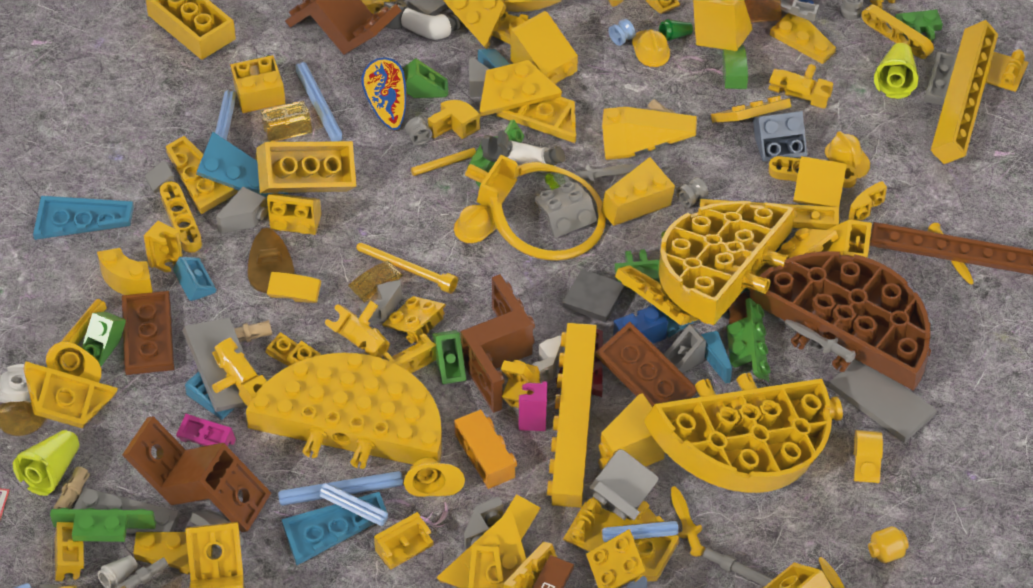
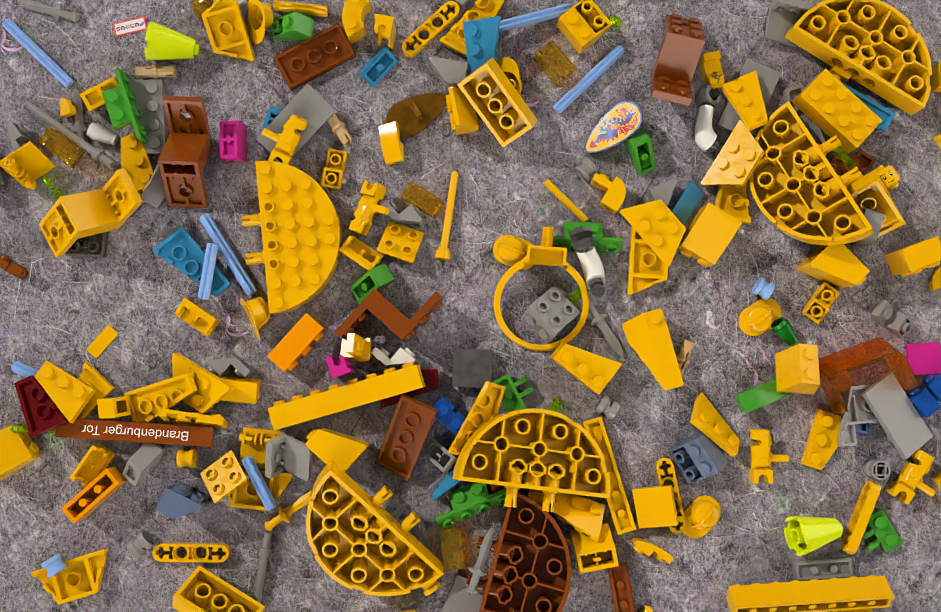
camera: 65 degrees right, 35 degrees up
(795, 369) = (454, 548): none -> clear yellow hinge

